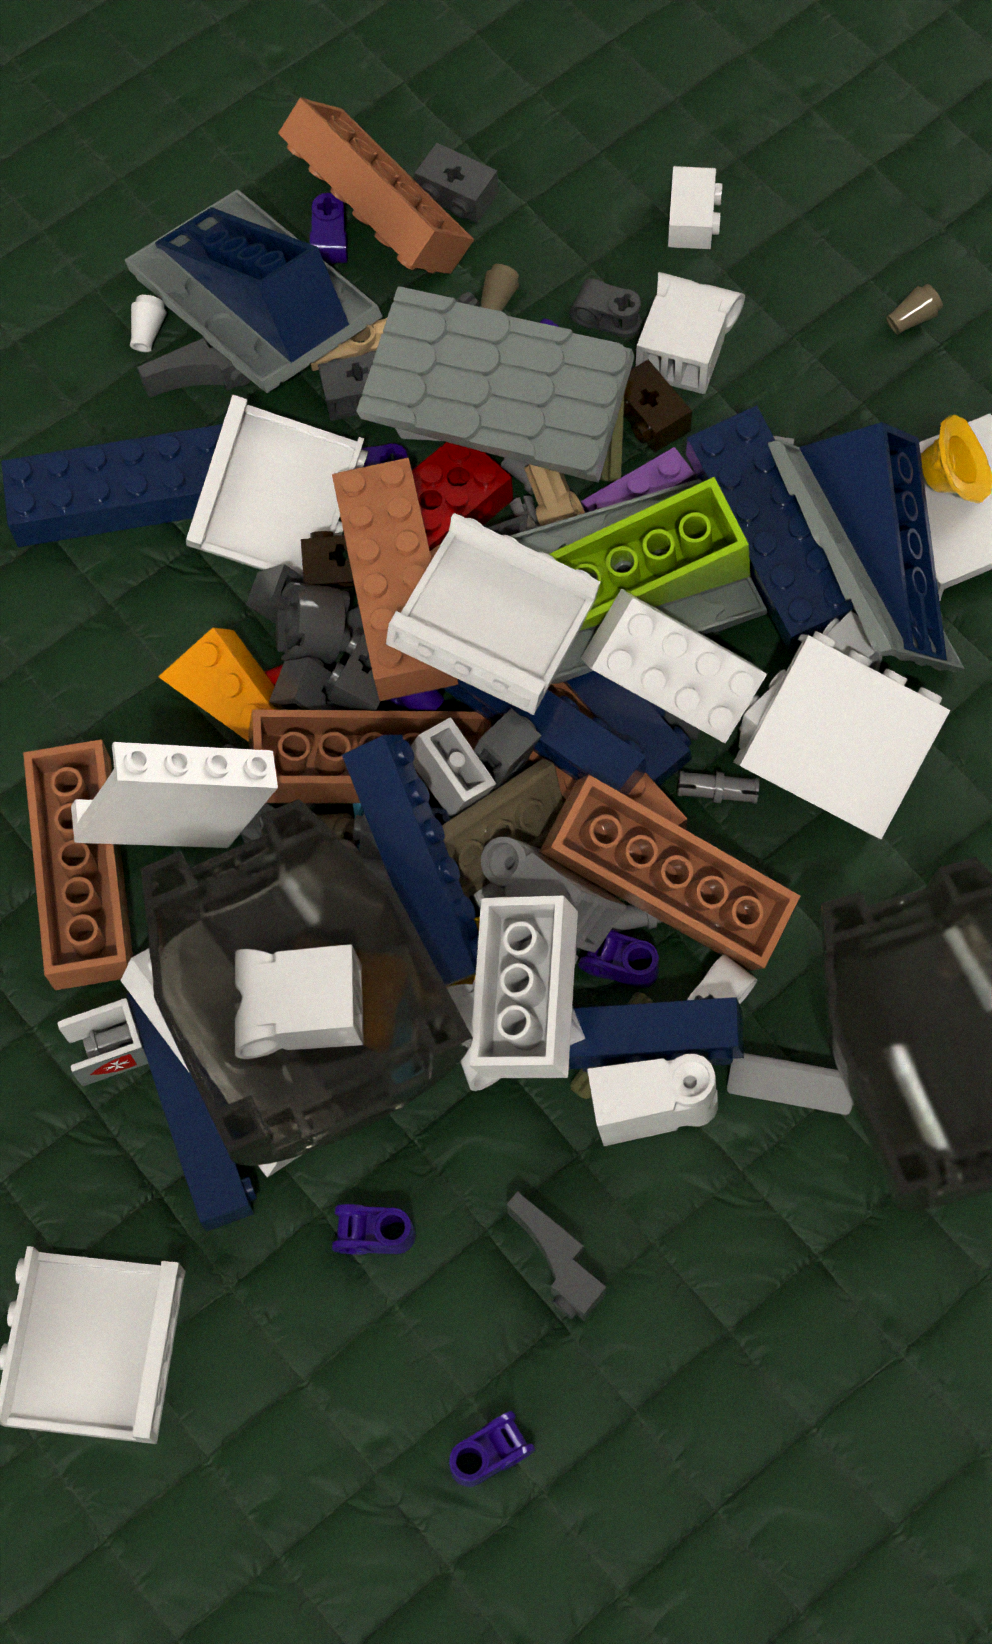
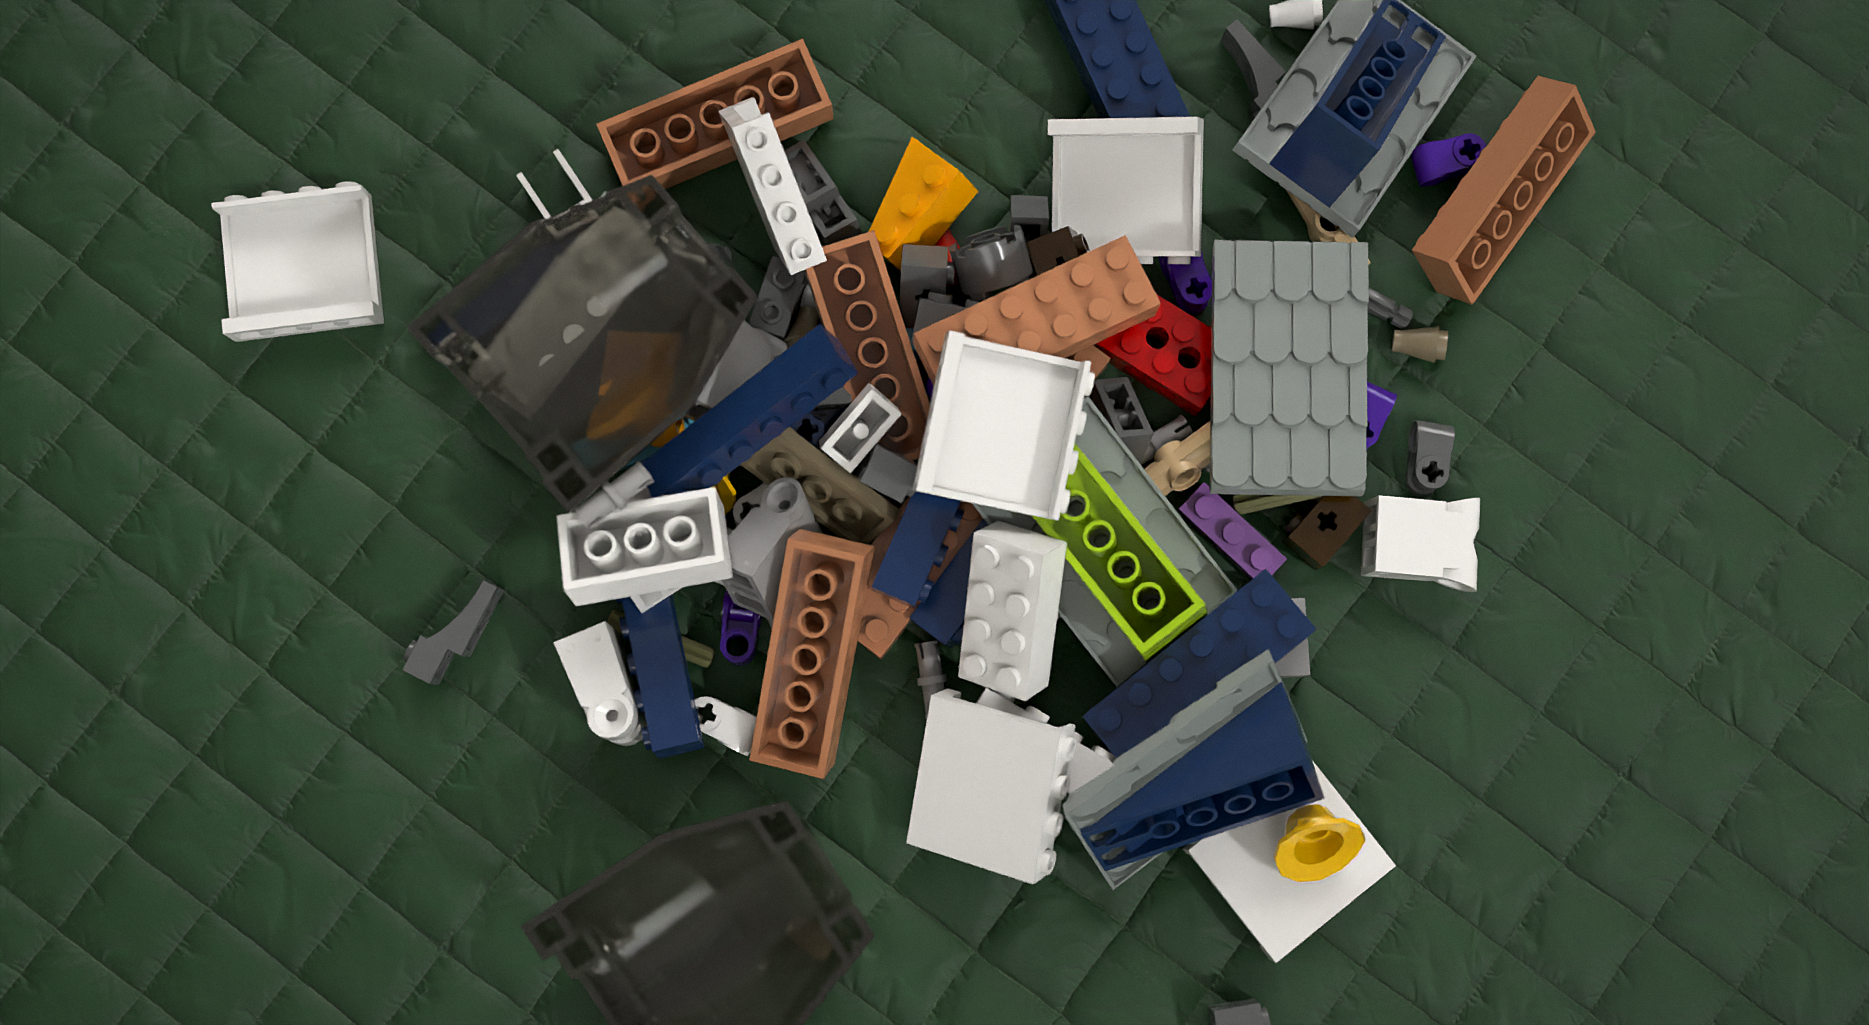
camera: 65 degrees right, 15 degrees up
(107, 1041) = (558, 192): light grey pin -> none
(298, 1000) = (596, 350): white piece -> none
(344, 383) = (1272, 216): dark grey brick -> none
(363, 1230) = (445, 463): dark purple piece -> none
(458, 182) = (1552, 256): dark grey brick -> none
(465, 995) = (614, 495): none -> light grey pin
(492, 1450) = (282, 623): dark purple piece -> none
(692, 207) = (1571, 515): white brick -> none
(789, 1083) = (657, 794): light grey slope -> none
(915, 309) = (1510, 768): dark tan cone -> none

